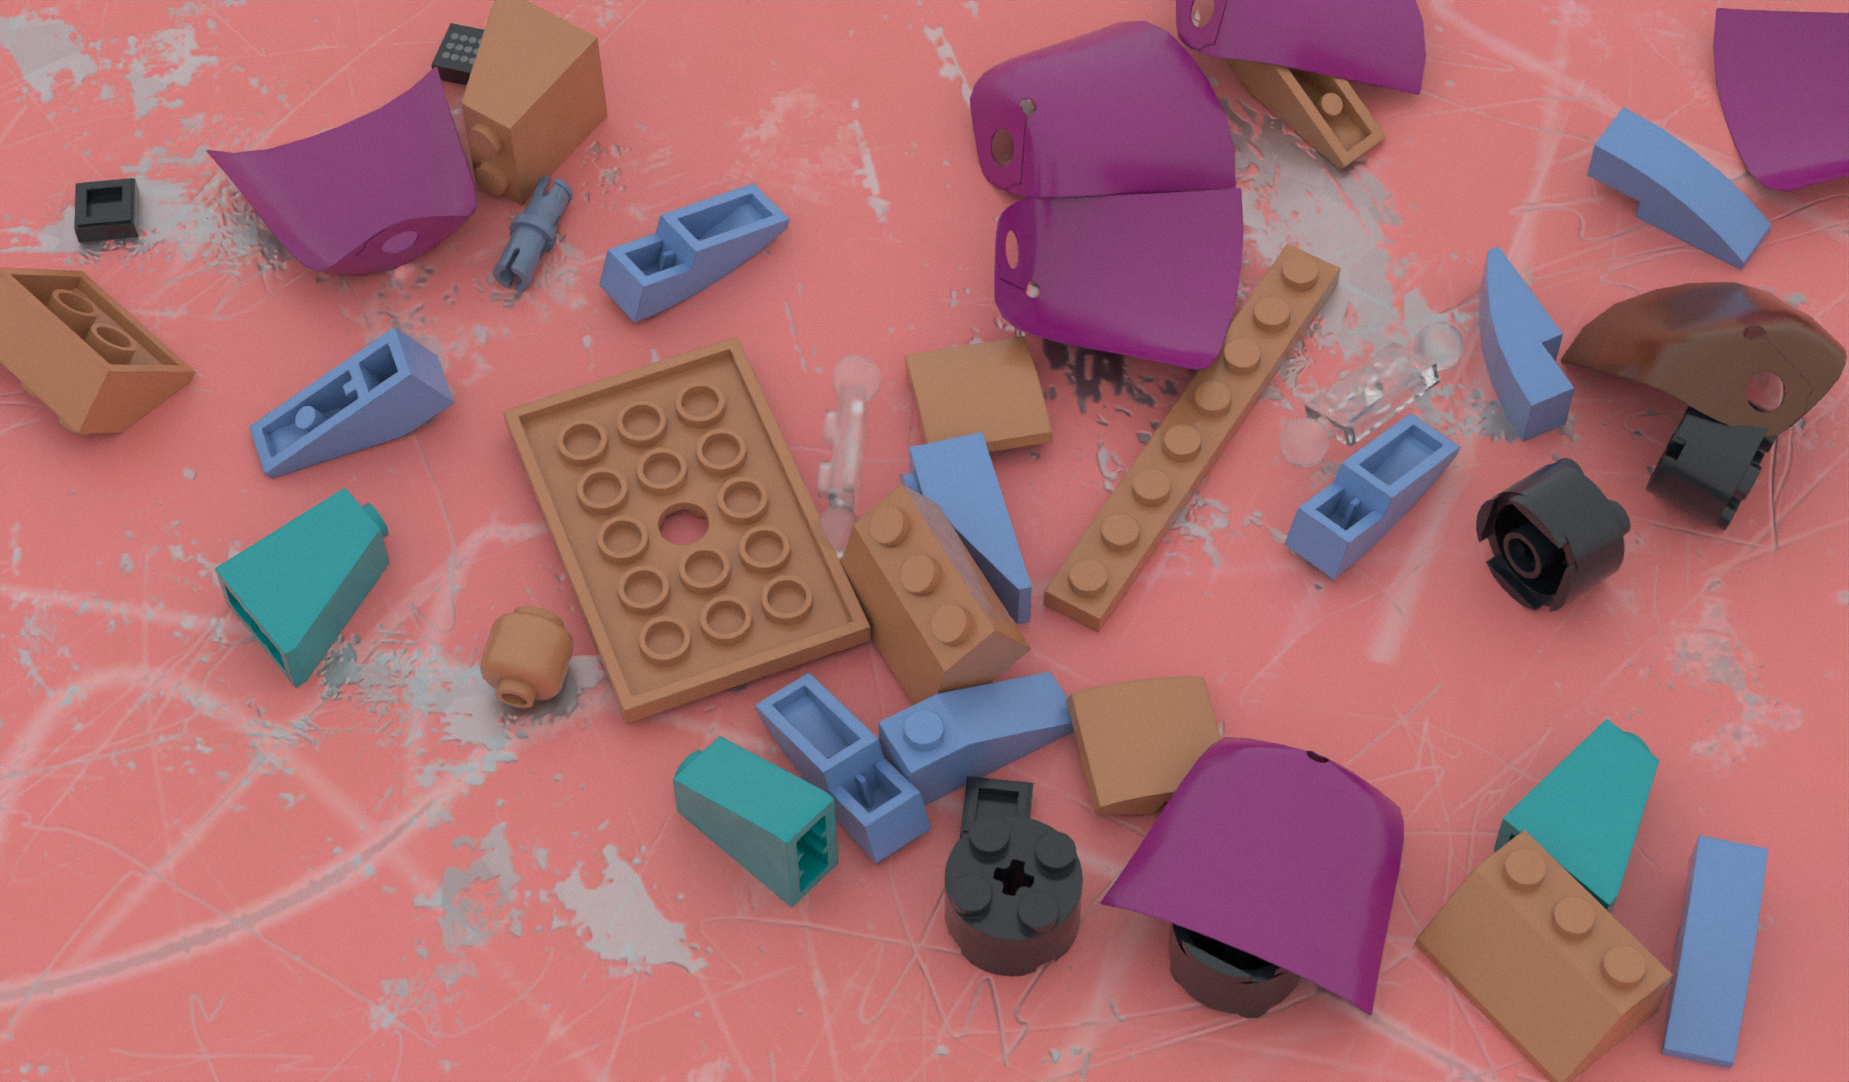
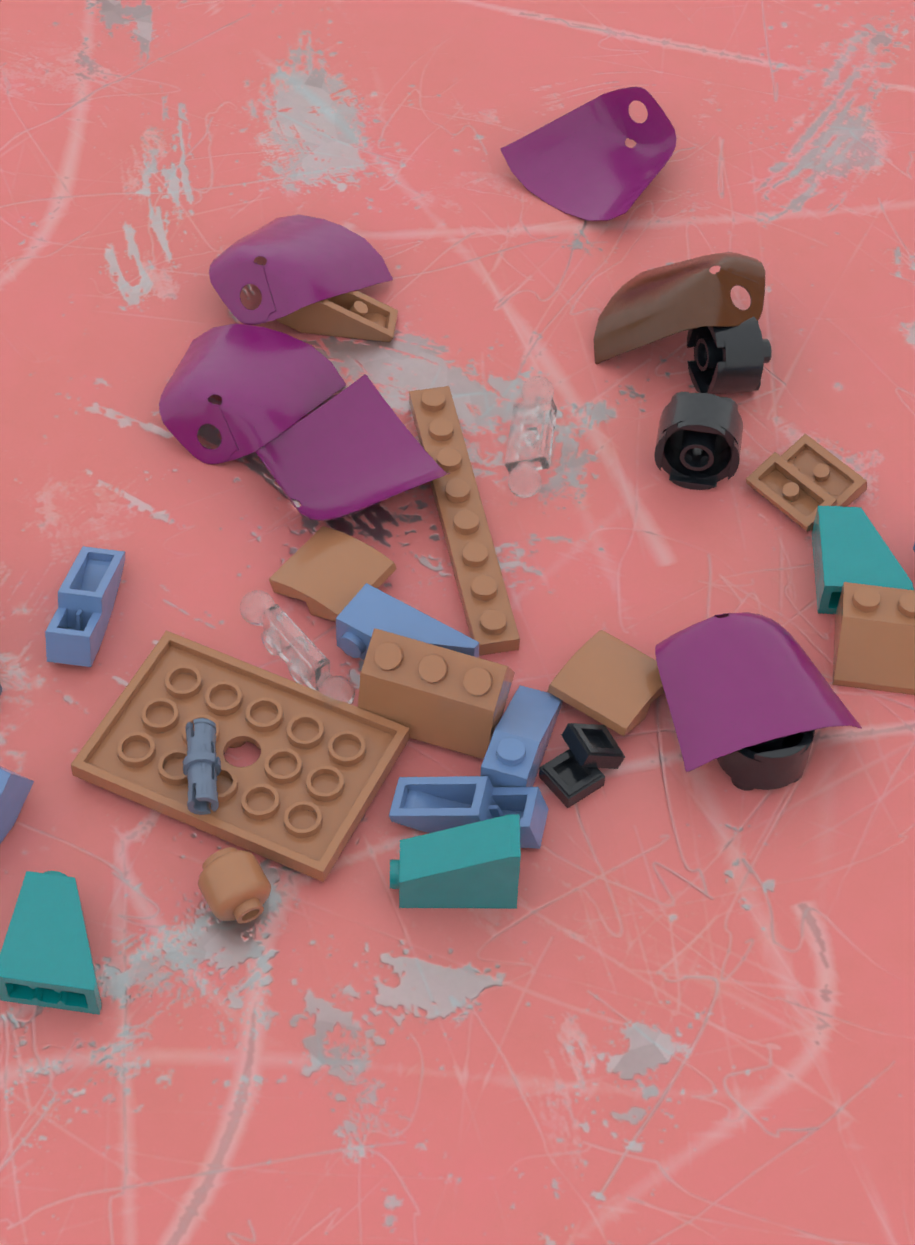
camera: 45 degrees left, 5 degrees down
(613, 506) = (201, 766): none -> sand blue pin
(1013, 894) = (634, 804): black brick -> none
(1046, 793) = (593, 746): none -> black tile
(1369, 495) = (585, 485): medium blue slope -> none
(1521, 350) = (577, 366): medium blue slope -> none
(1654, 684) = (806, 479): none -> nougat slope
(1677, 189) = (569, 245): medium blue slope -> none

